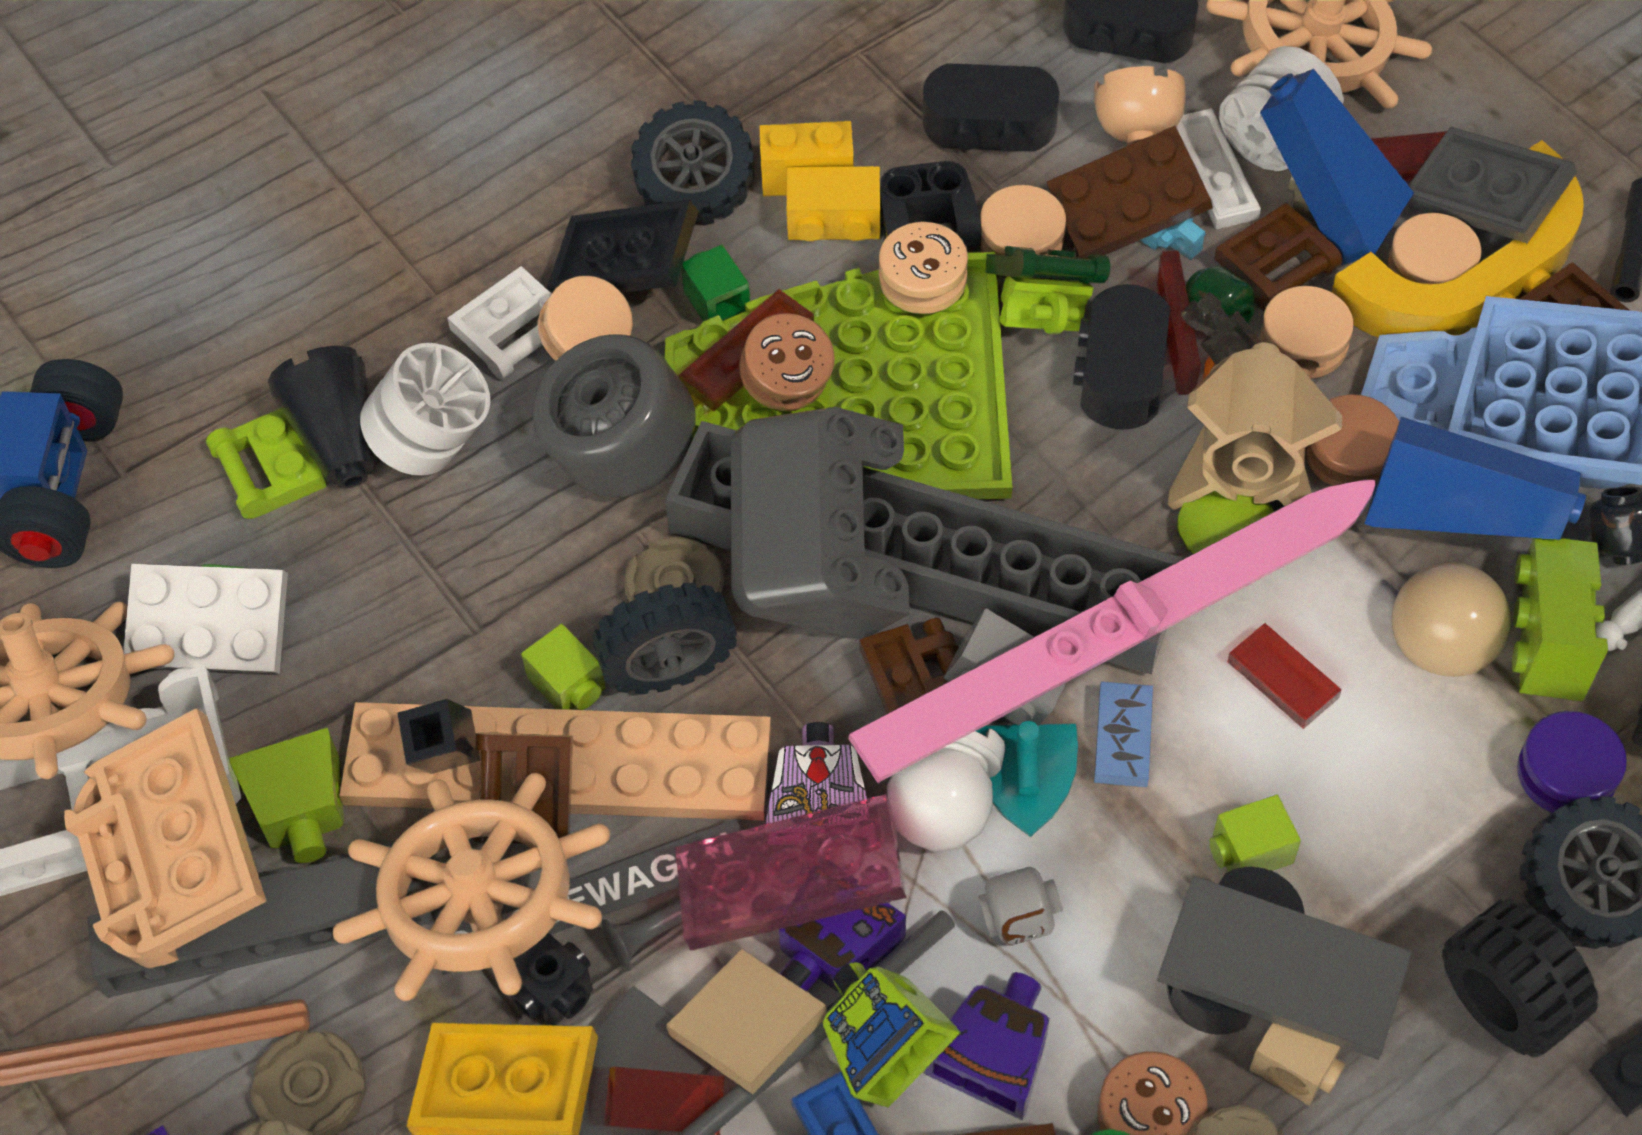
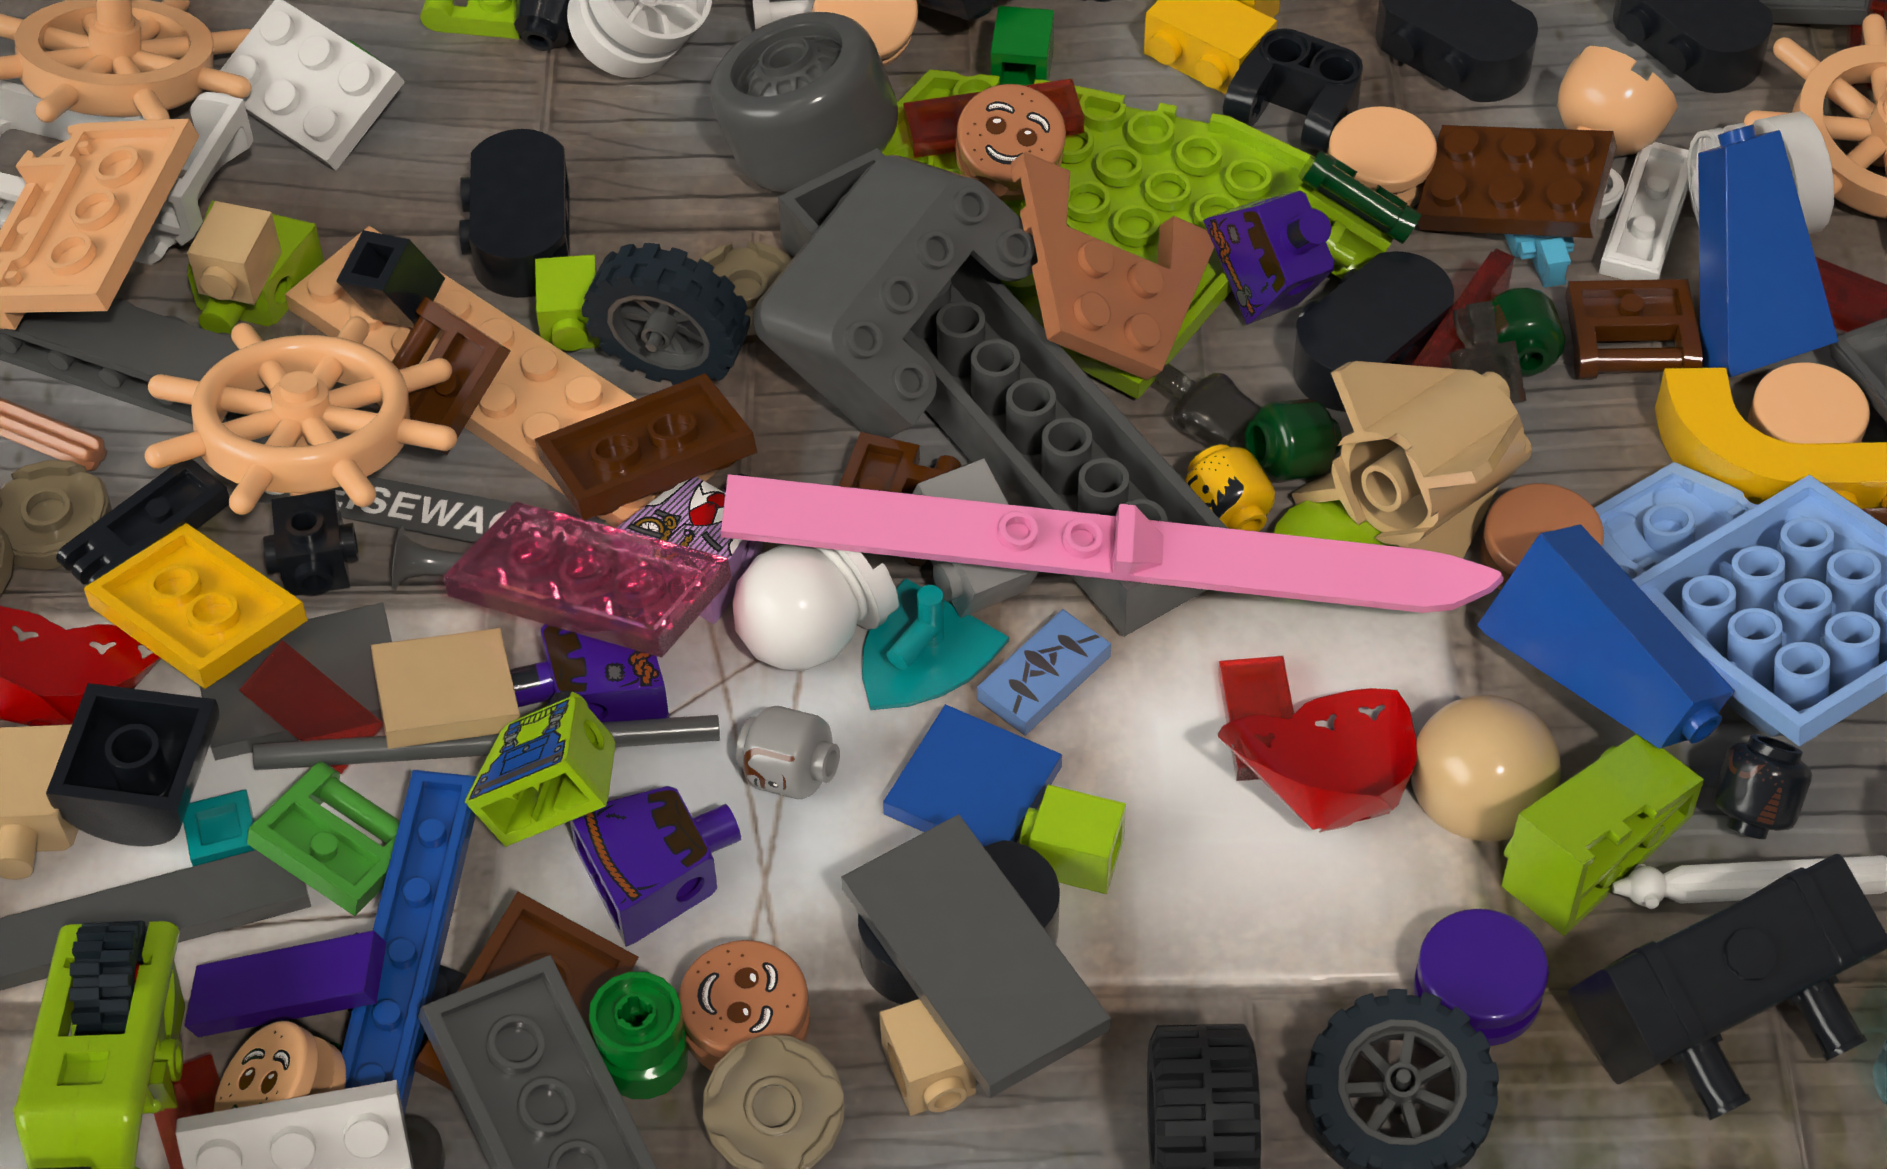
camera: 35 degrees right, 5 degrees down
(299, 790) = (234, 252): none -> tan brick
(397, 1048) = (173, 498): none -> black hinge
(462, 623) = (516, 209): none -> black brick
(736, 747) = (645, 446): none -> reddish brown plate
(923, 267) = (1231, 133): light nougat head -> none
(957, 437) = (1099, 294): none -> nougat wing
(1029, 337) = (1272, 252): none -> dark purple torso
(1068, 476) = (1210, 409): none -> clear smoke piece
(1140, 522) = (1232, 486): none -> yellow head
(1143, 466) = (1293, 439): none -> dark green head
(1148, 844) = (975, 773): none -> blue tile
(1309, 328) = (1592, 414): light nougat head -> none
(1368, 676) = (1334, 773): none -> red piece

